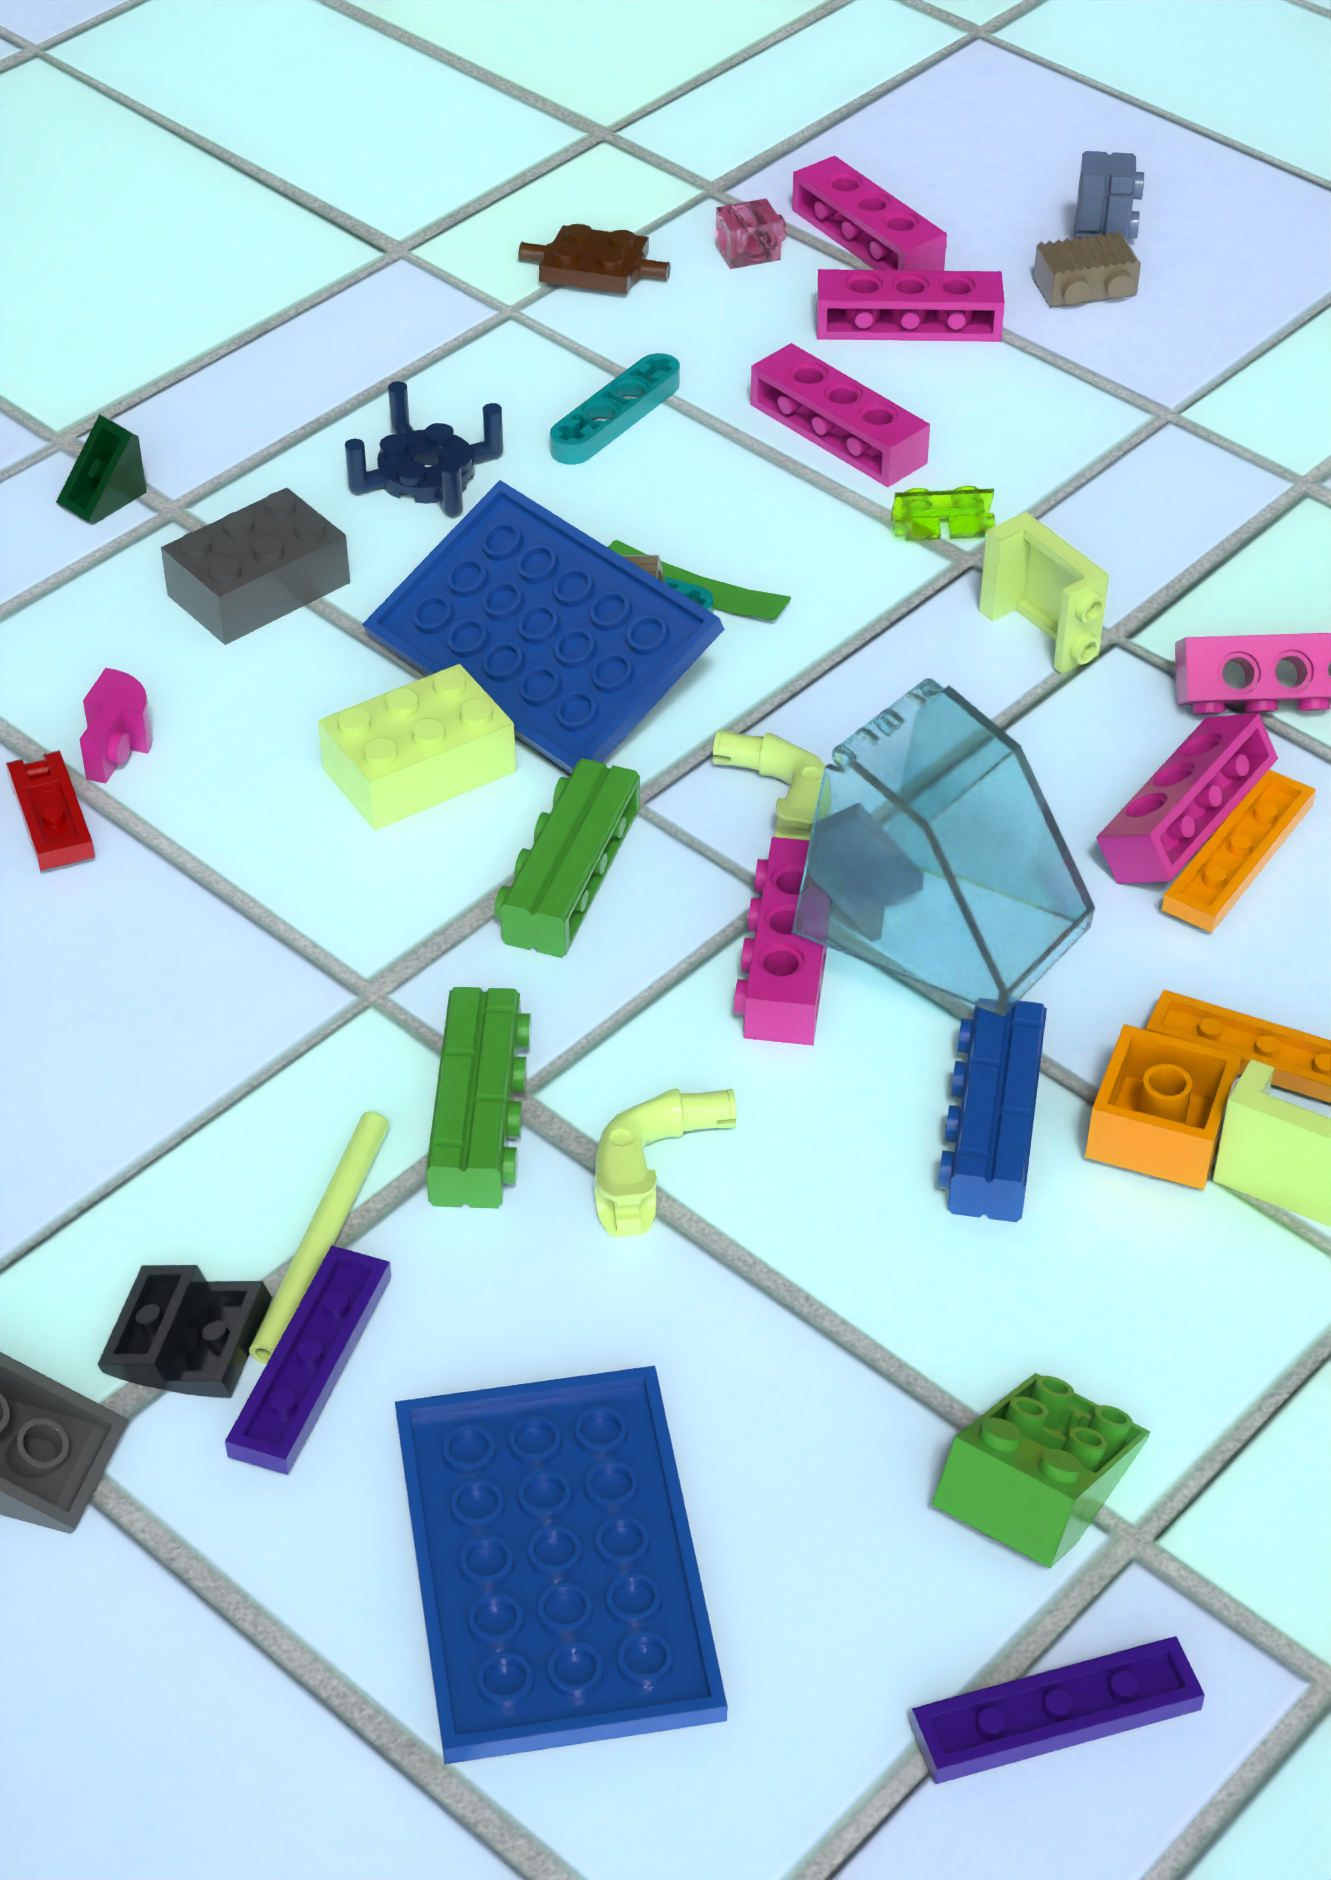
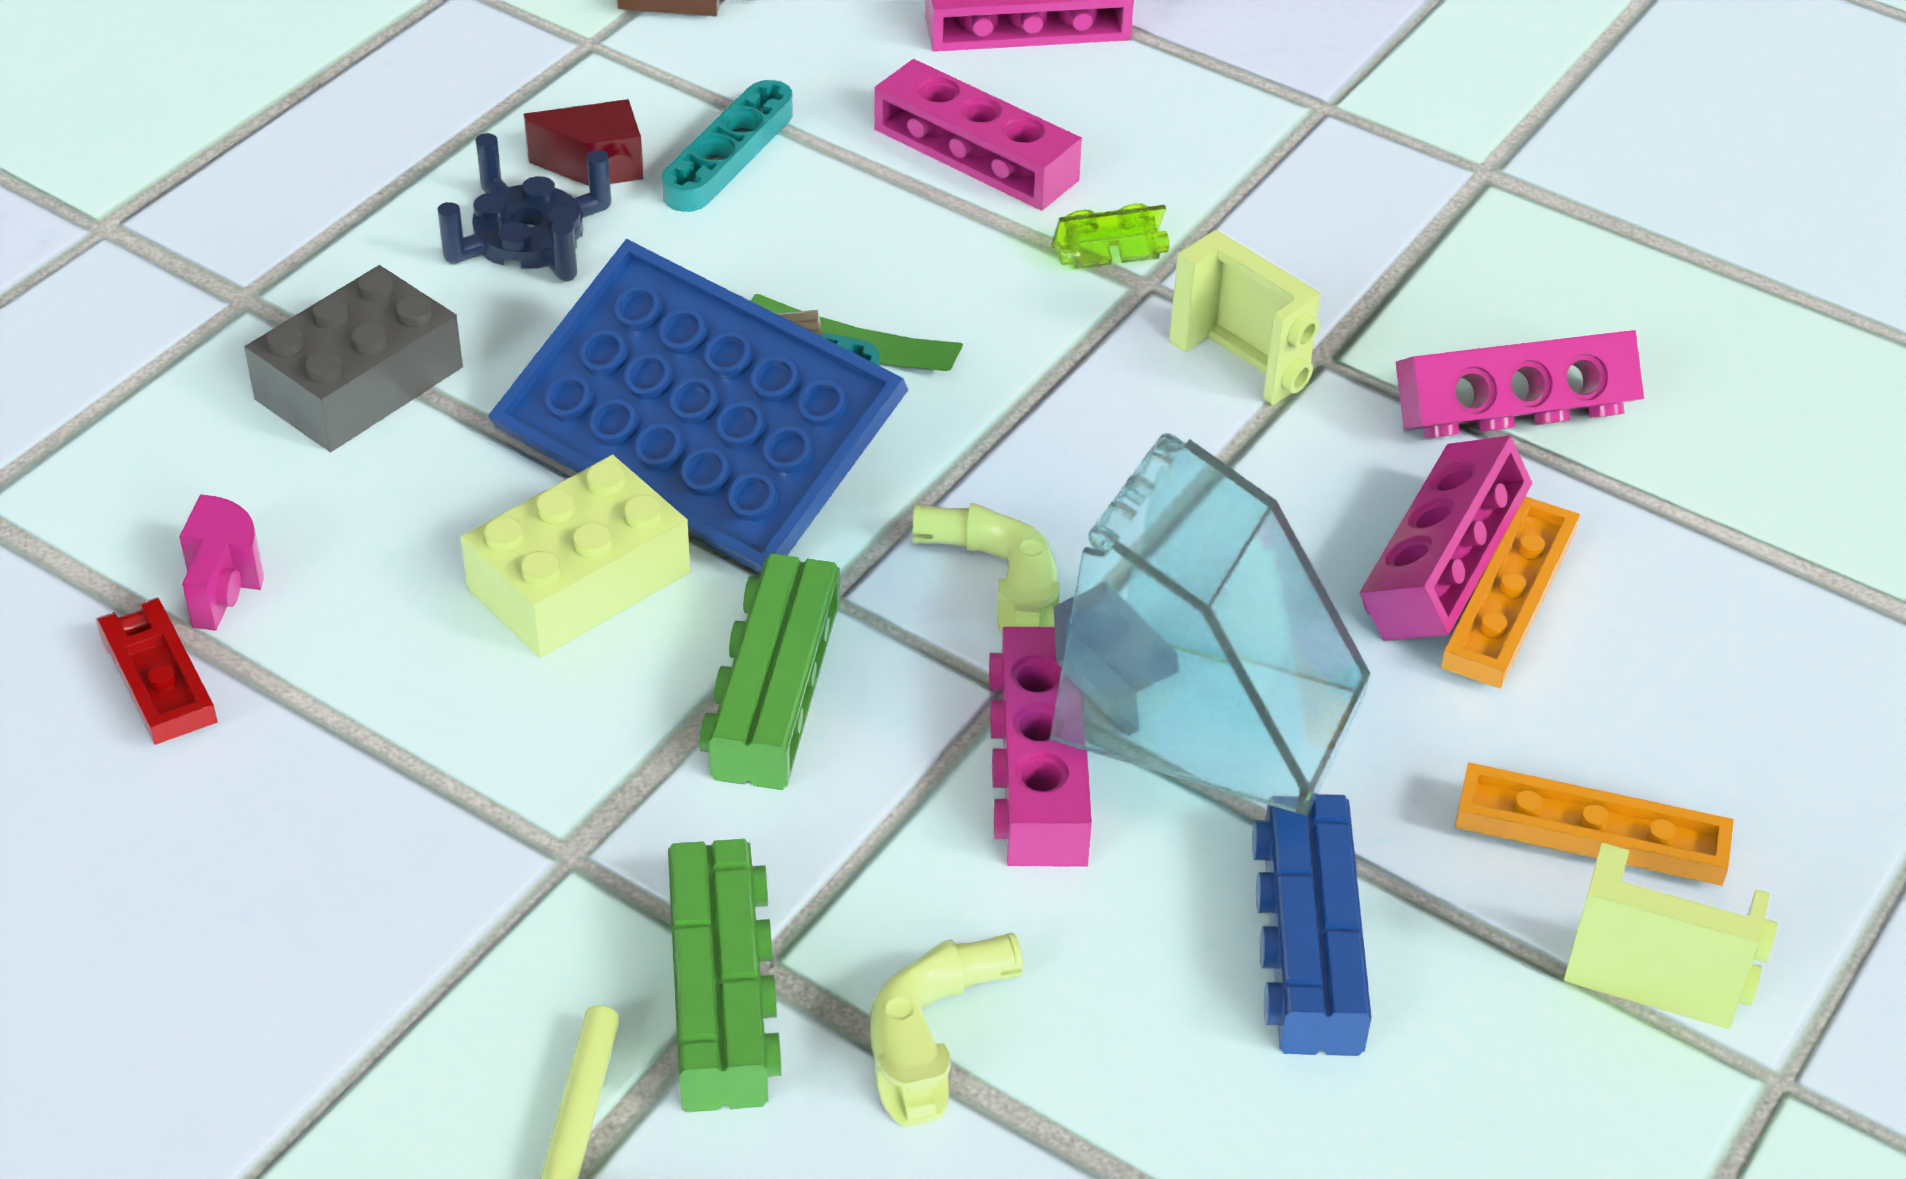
camera: 10 degrees left, 0 degrees up
(105, 473) = (162, 263): dark green slope -> none
(467, 388) = (564, 137): none -> dark red slope
(1162, 1106) = (1502, 903): light orange brick -> none

